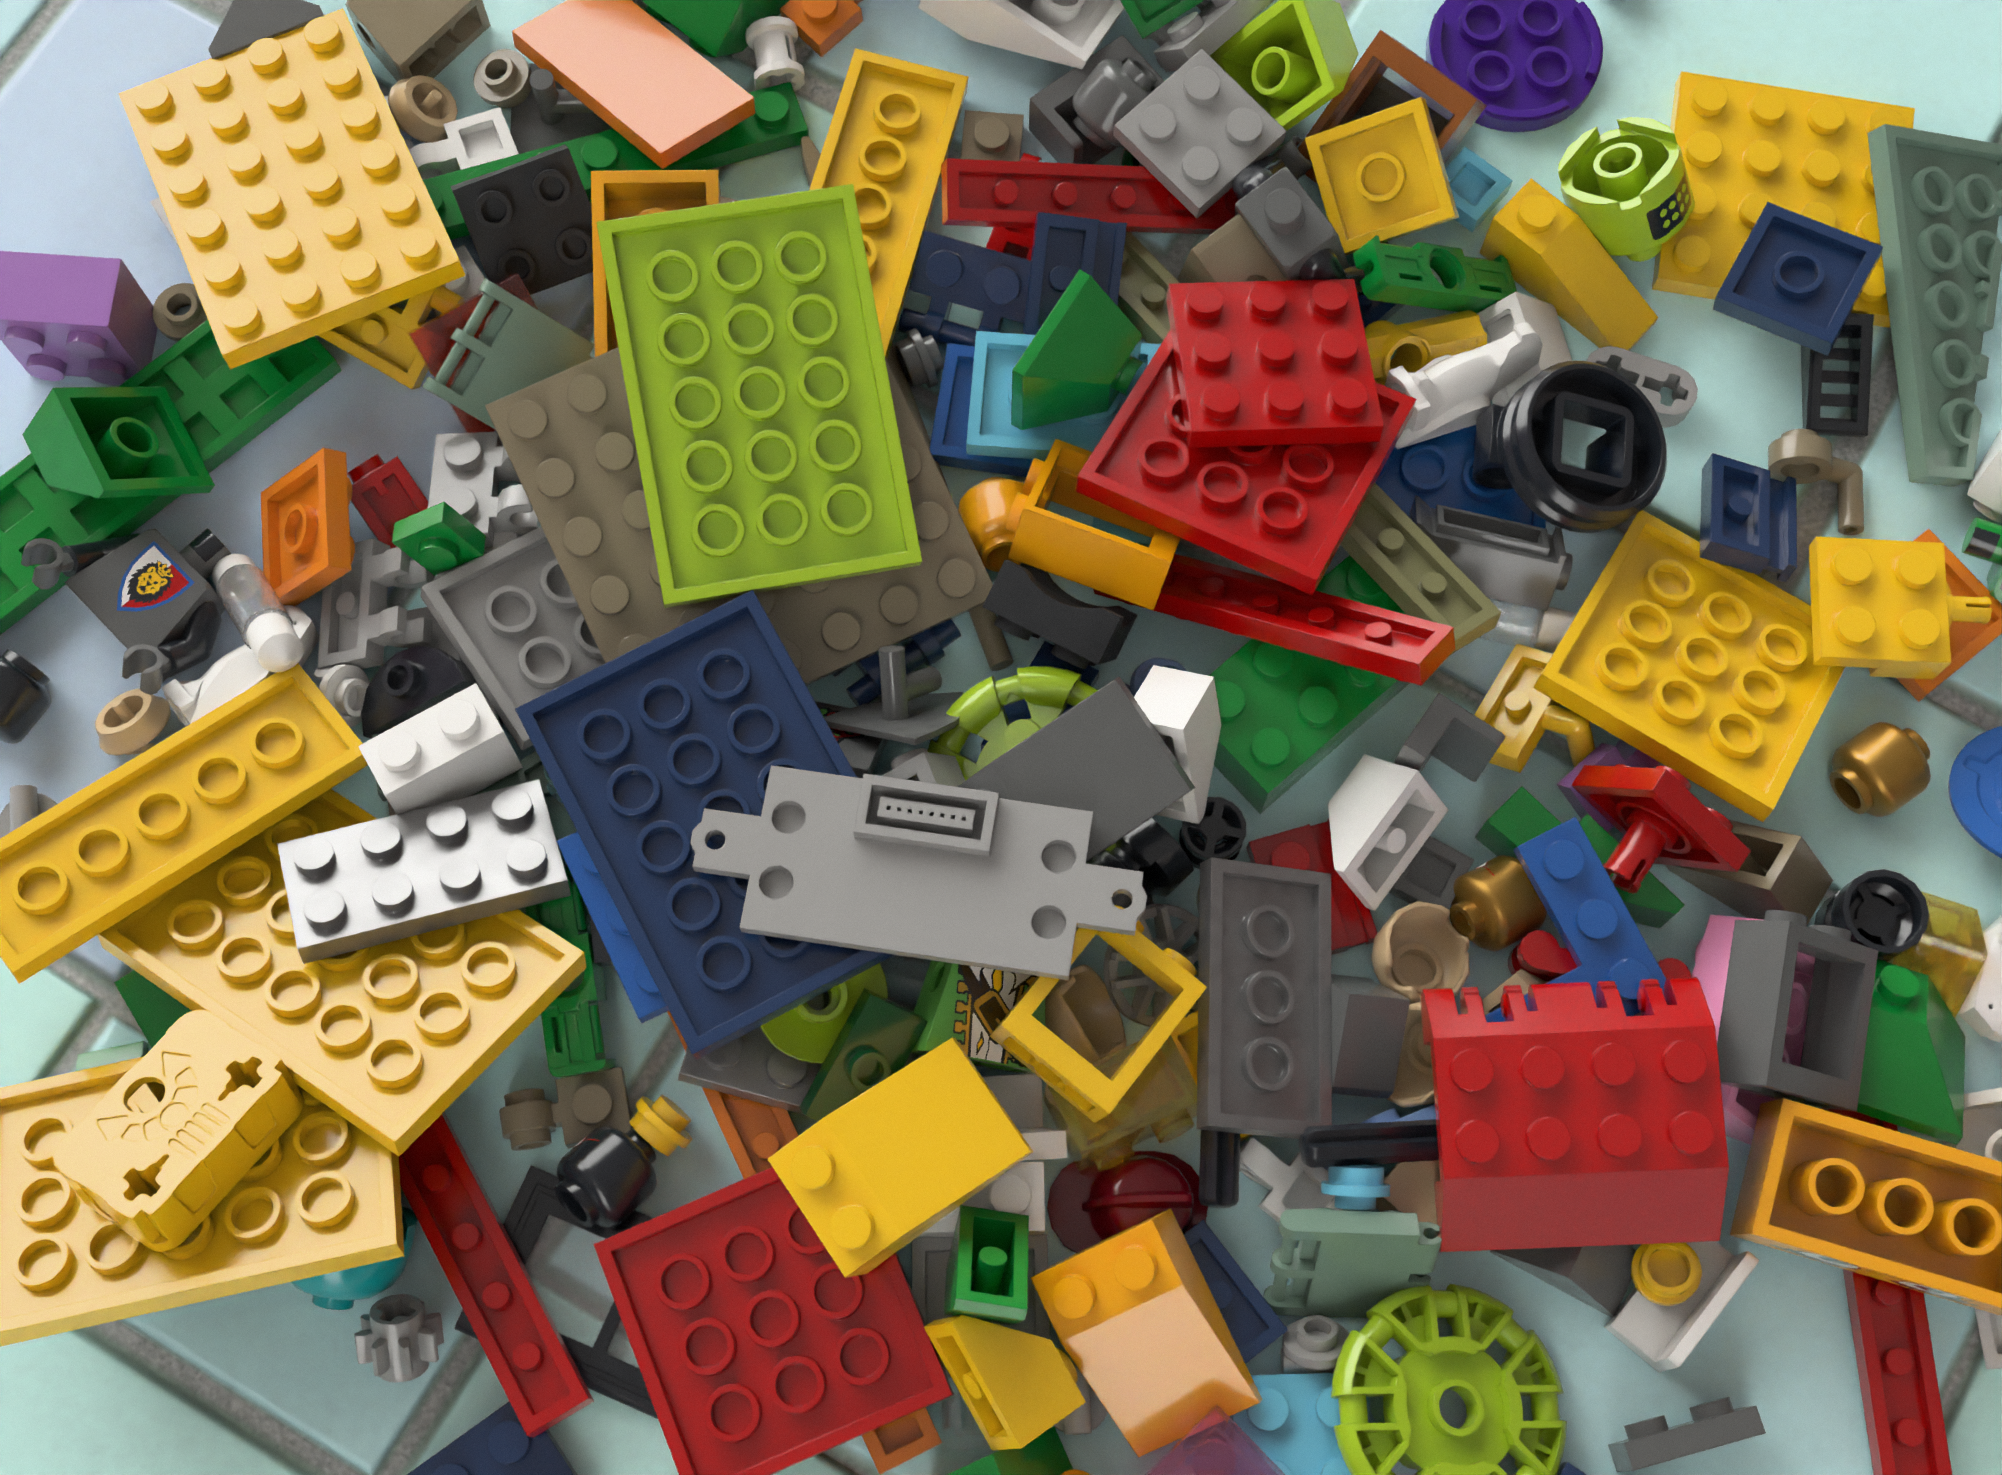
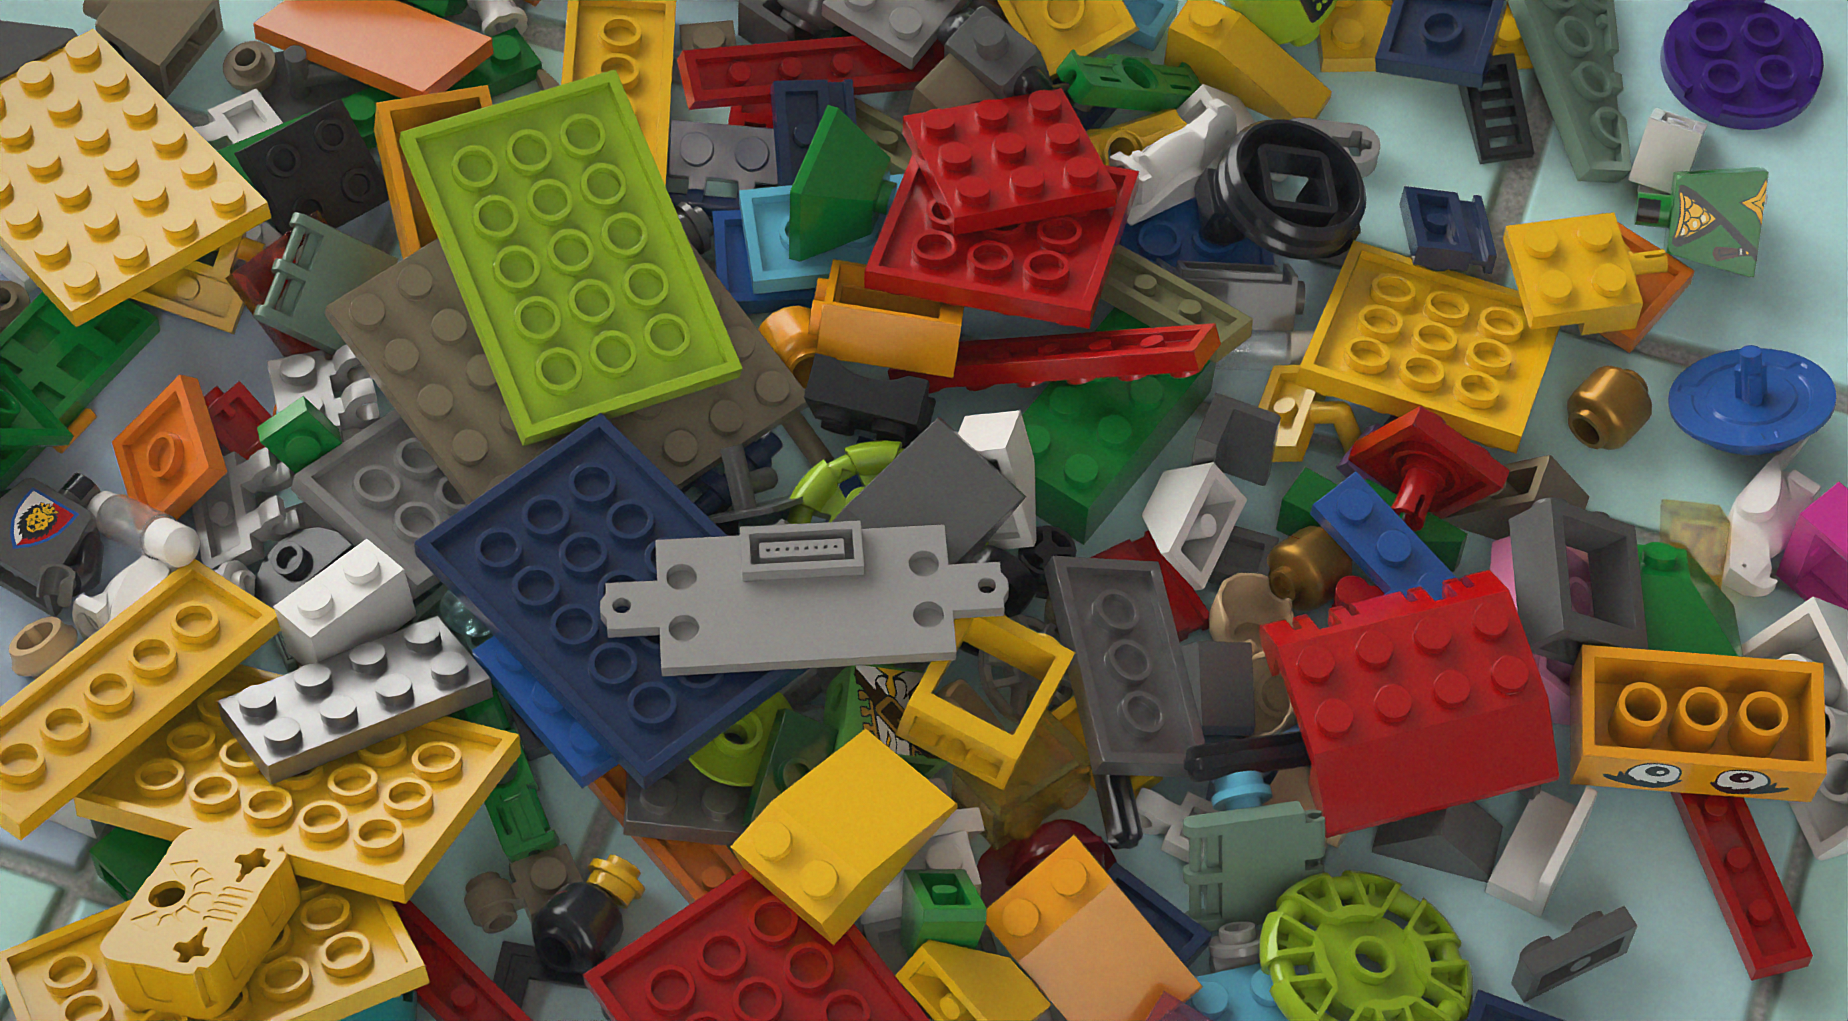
camera: 15 degrees left, 15 degrees down
(231, 467) = (78, 426): none -> light orange piece
(422, 107) = (187, 97): tan hat -> none
(1666, 1272) = (1523, 822): yellow plate -> none
(1809, 460) = (1487, 176): dark tan plate -> none
(1880, 911) = (1638, 501): black wheel -> none

